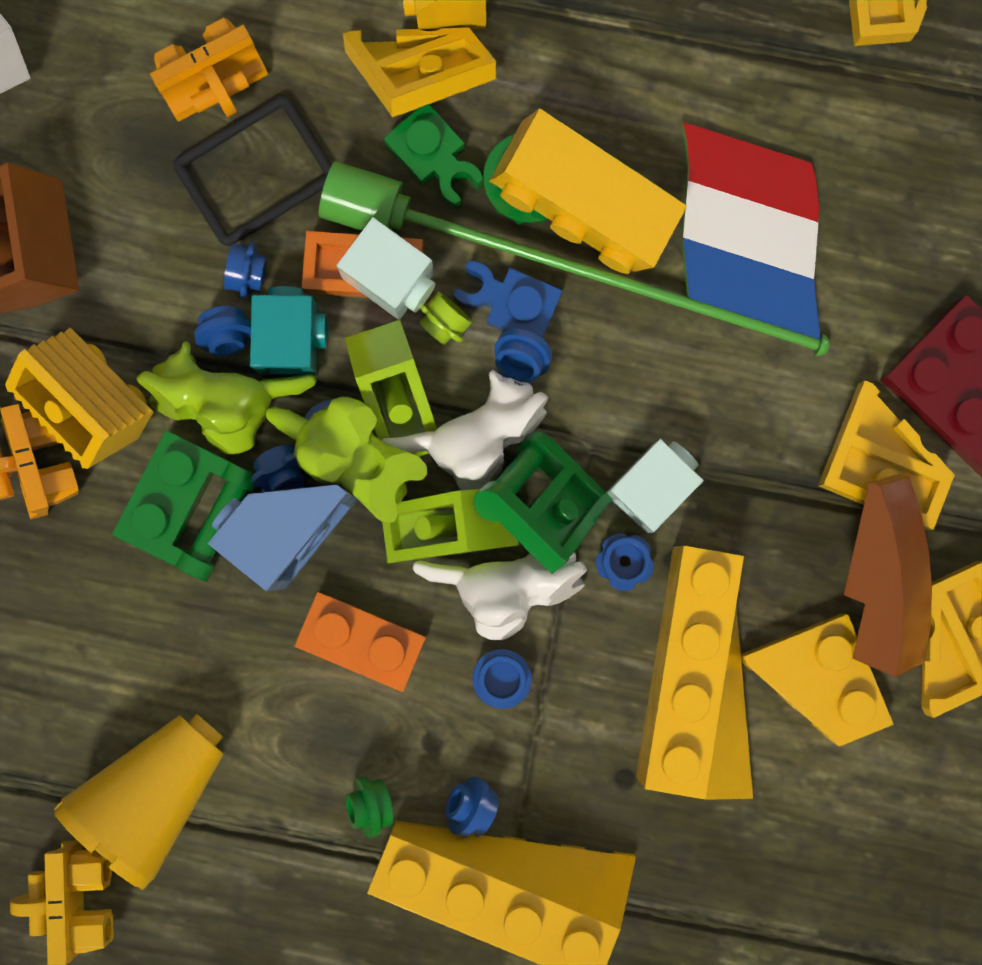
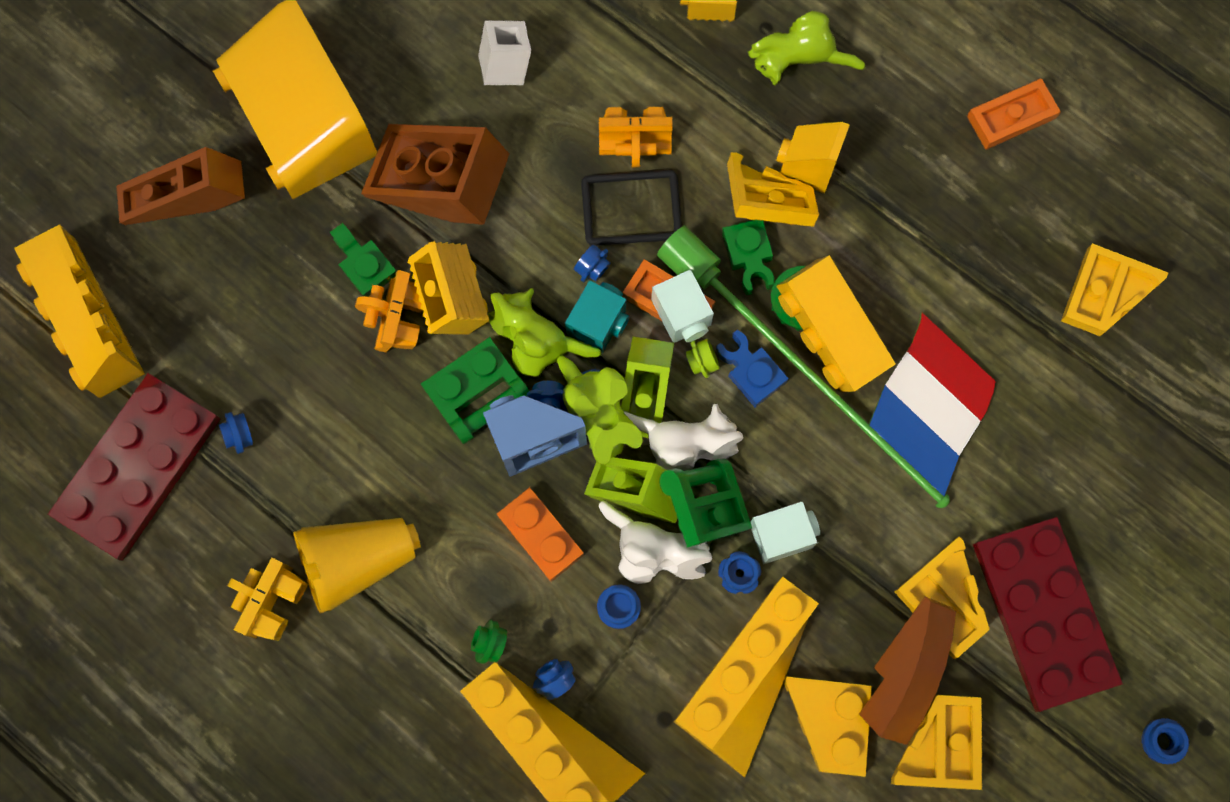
camera: 35 degrees right, 10 degrees down
(223, 331) = (558, 294): blue plate -> none
(522, 355) = (741, 405): blue plate -> none

